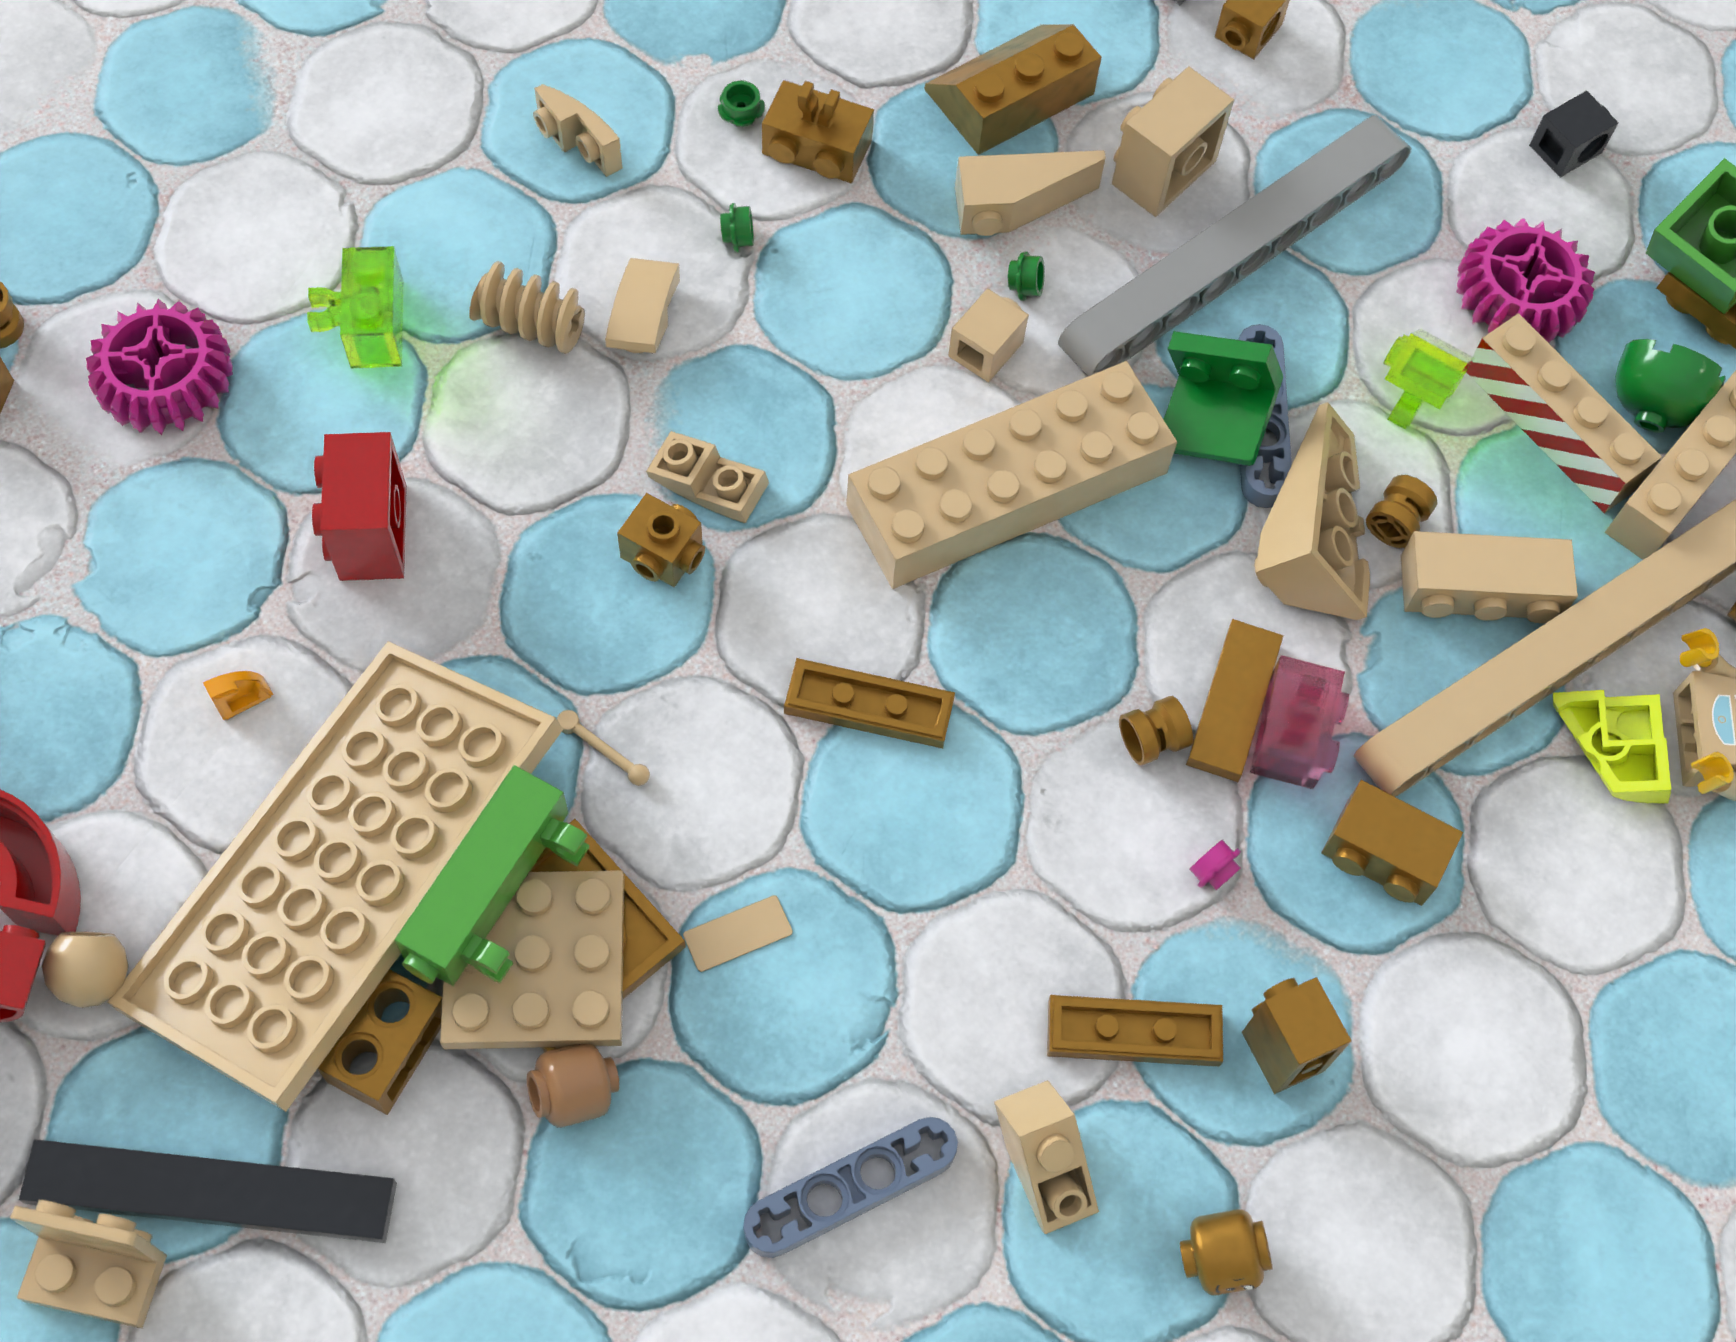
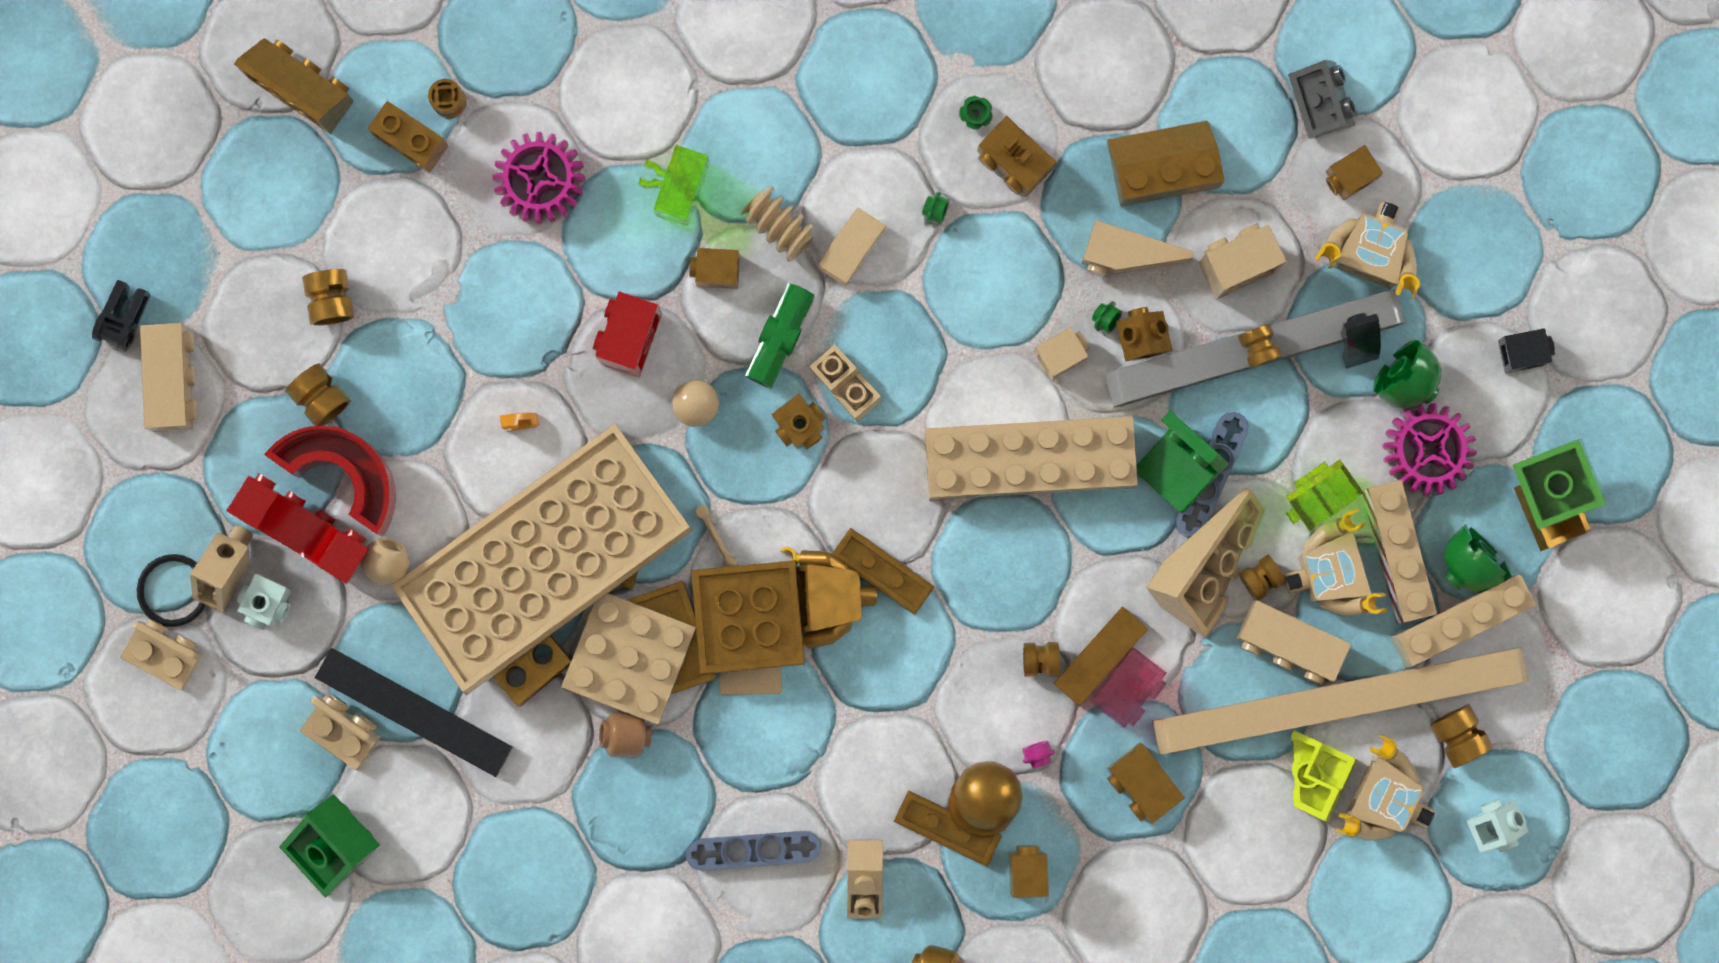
camera: 30 degrees right, 20 degrees up
(461, 392) = (715, 268): none -> pearl gold brick
(482, 878) = (615, 608): bright green brick -> none
(499, 569) = (695, 403): none -> tan piece
(576, 125) = (856, 88): tan slope -> none
(587, 446) = (779, 335): none -> green piece
(697, 827) = (747, 617): none -> pearl gold plate
(804, 760) = (828, 596): none -> pearl gold torso
(1086, 270) = (1143, 334): none -> pearl gold brick
(1176, 949) = (985, 799): none -> pearl gold tile
(1250, 218) = (1261, 349): none -> pearl gold wheel
(1329, 86) = (1374, 250): none -> tan torso
(1373, 175) = (1361, 339): none -> black slope
(1456, 200) = (1411, 378): none -> green cylinder
(1493, 466) = (1334, 570): none -> tan torso

